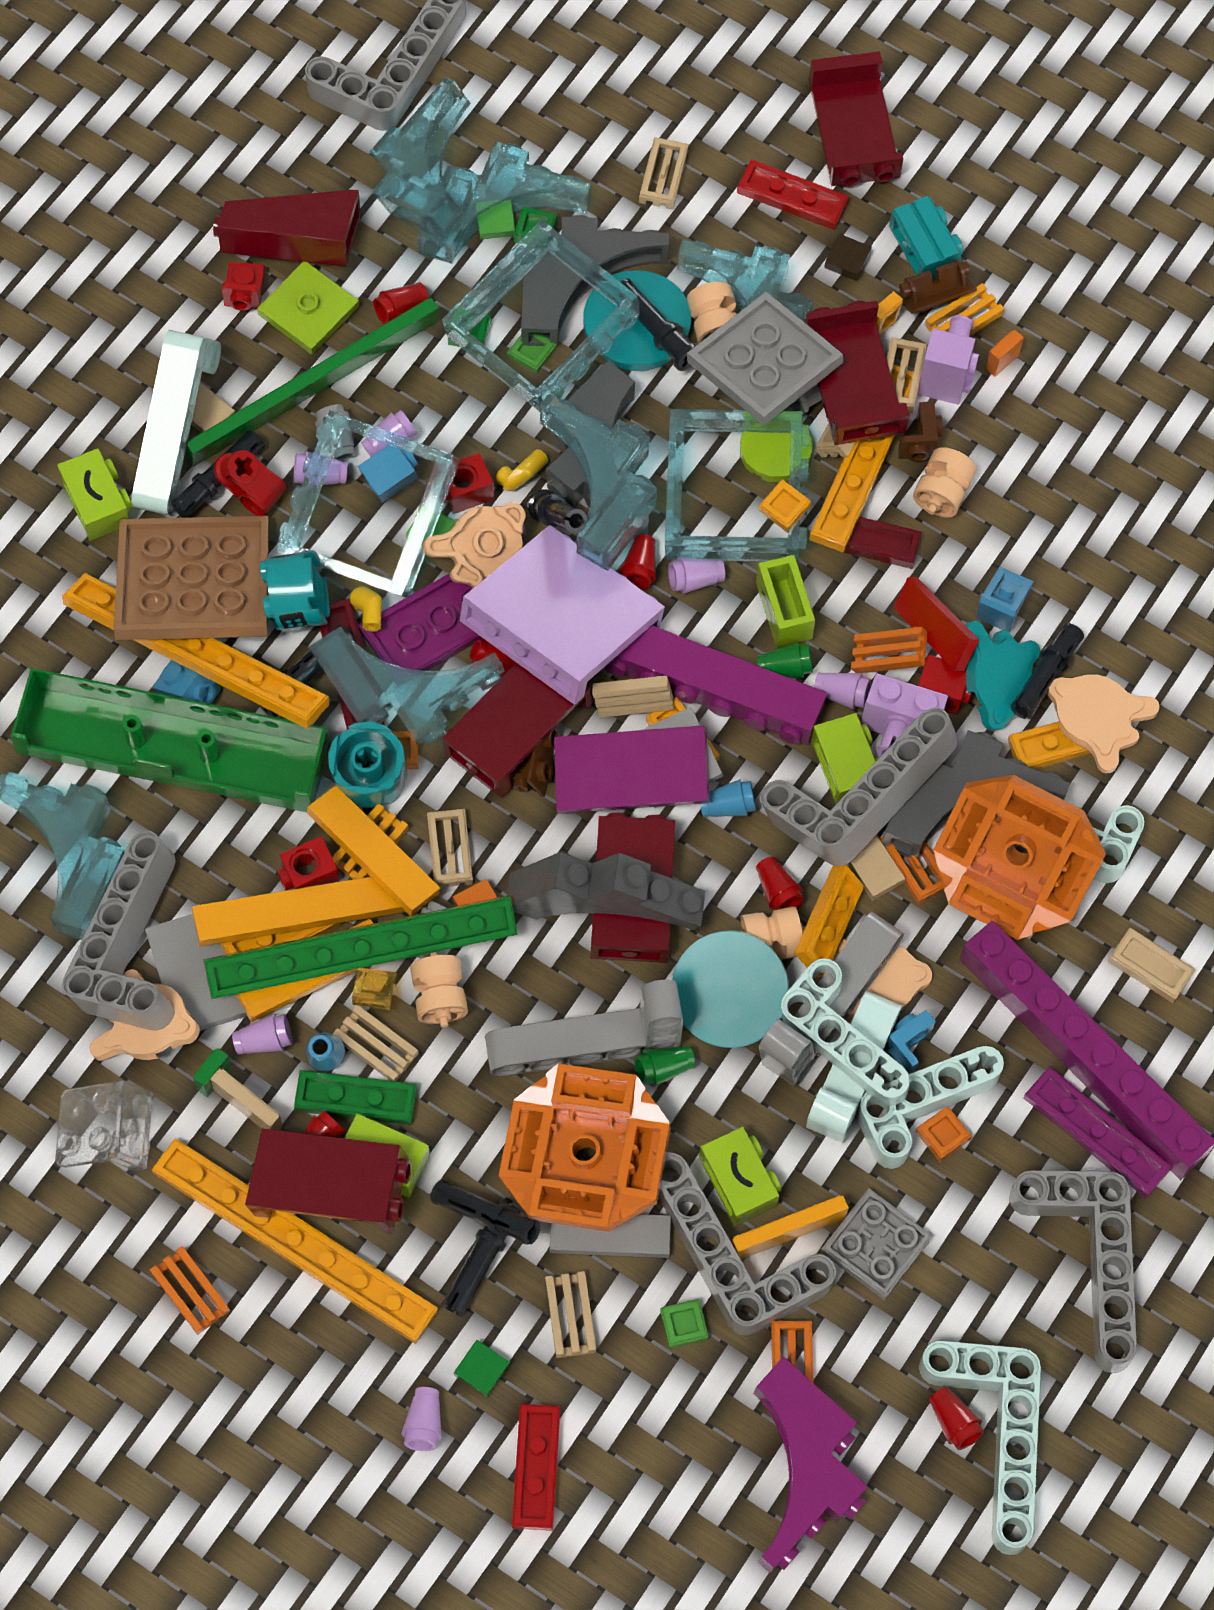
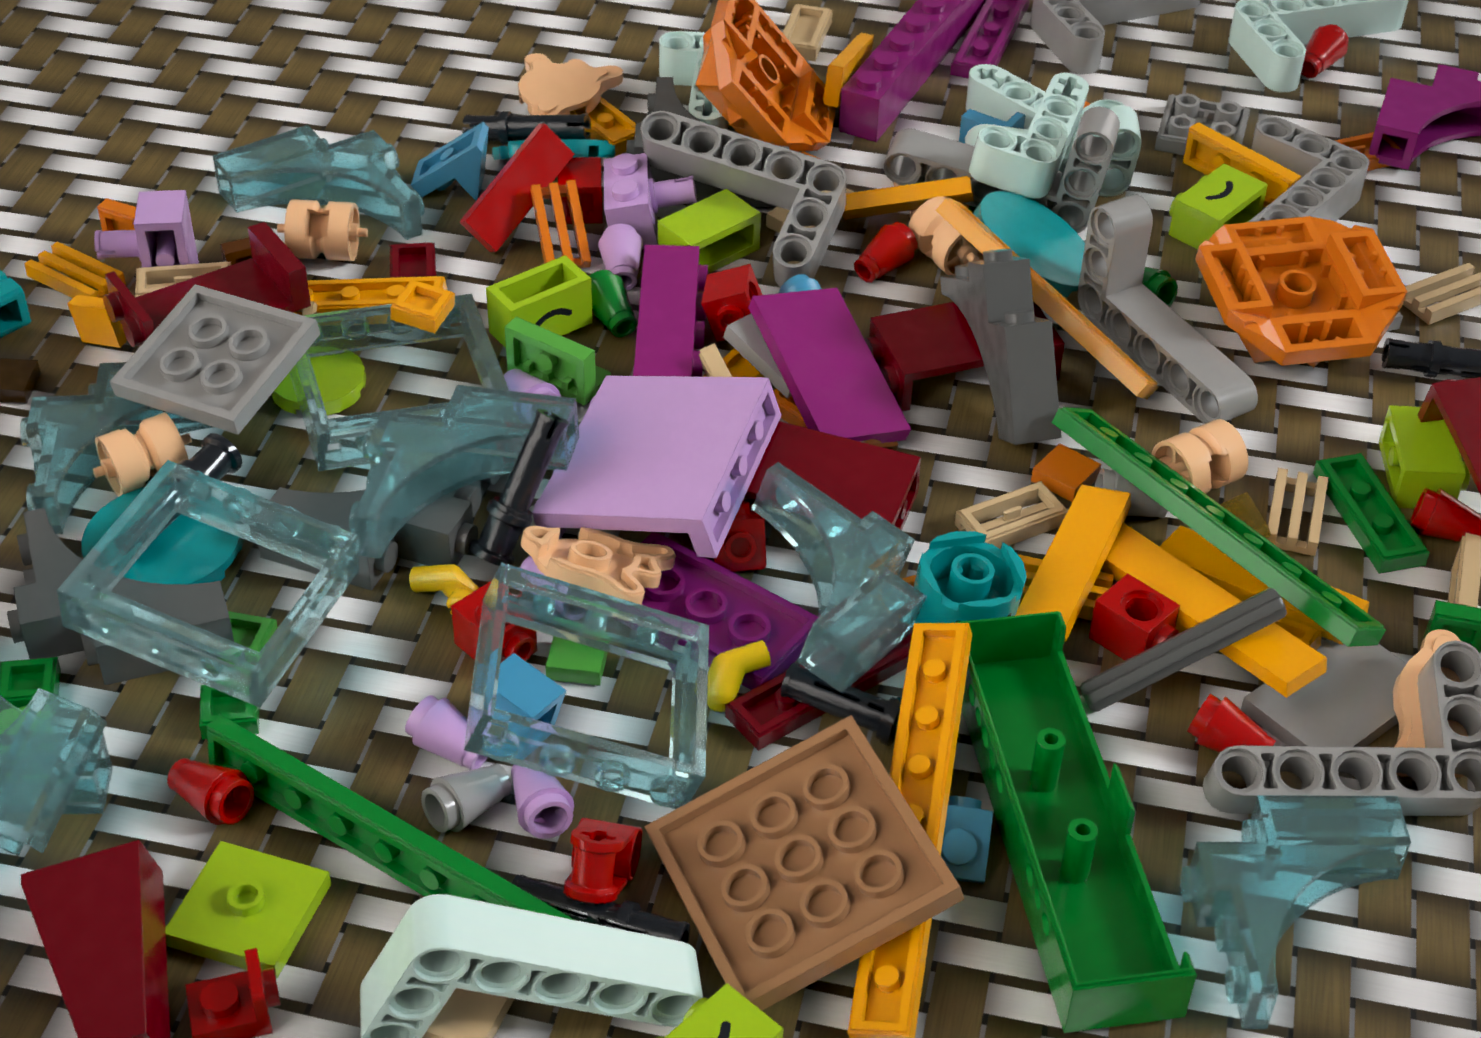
camera: 110 degrees left, 25 degrees down
(194, 881) = (1224, 725): none -> red cone
(255, 869) = (1183, 649): none -> dark grey axle
(265, 1035) = (1383, 604): lavender cone -> none
(295, 591) = (764, 711): teal brick -> none
(331, 1058) = (1350, 533): dark azure cone -> none
(498, 1217) = (1418, 336): black pin -> none
(638, 947) = (1055, 304): none -> light orange tile
(684, 1324) = (1388, 222): bright green tile -> none
(719, 597) = (553, 360): none -> bright green bracket
(741, 738) = (728, 297): none -> red brick
(922, 292) = (44, 291): reddish brown hinge -> none
(1026, 522) = (310, 168): none -> clear light blue arch
(1046, 956) = (845, 66): none -> light orange tile

